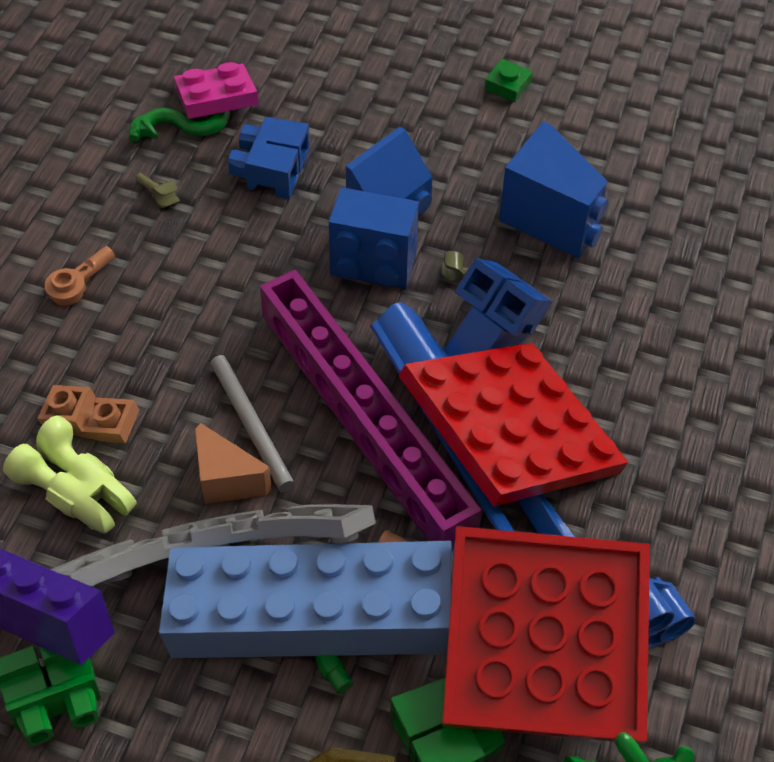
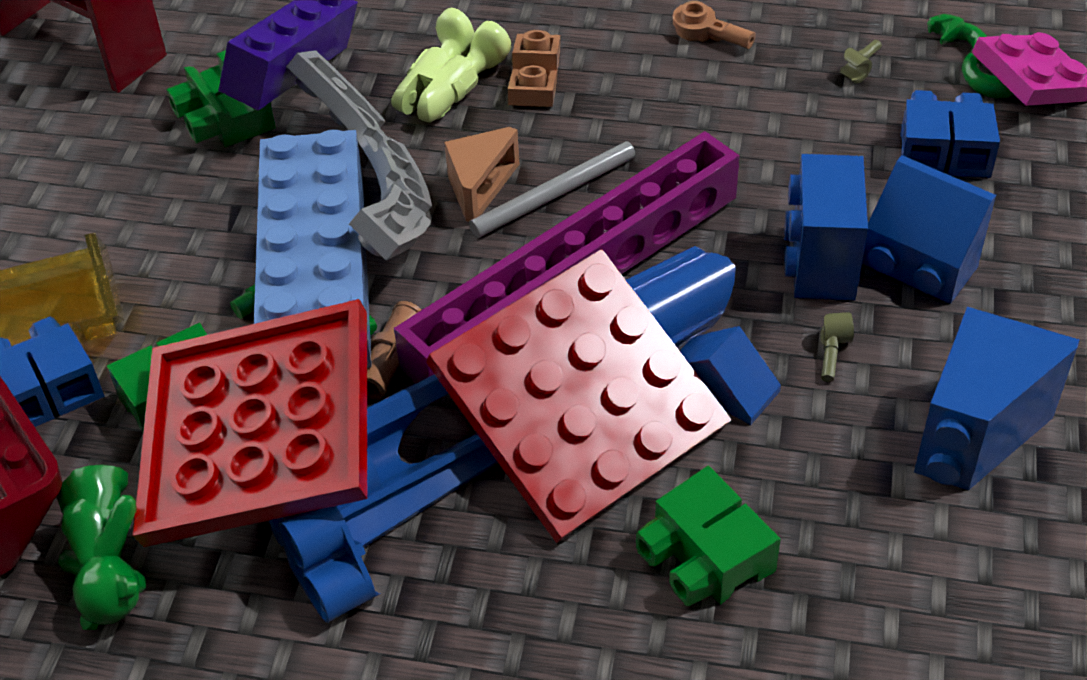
camera: 85 degrees right, 5 degrees down
(503, 296) = (775, 364): blue hips -> none
(640, 370) = (711, 538): none -> green hips

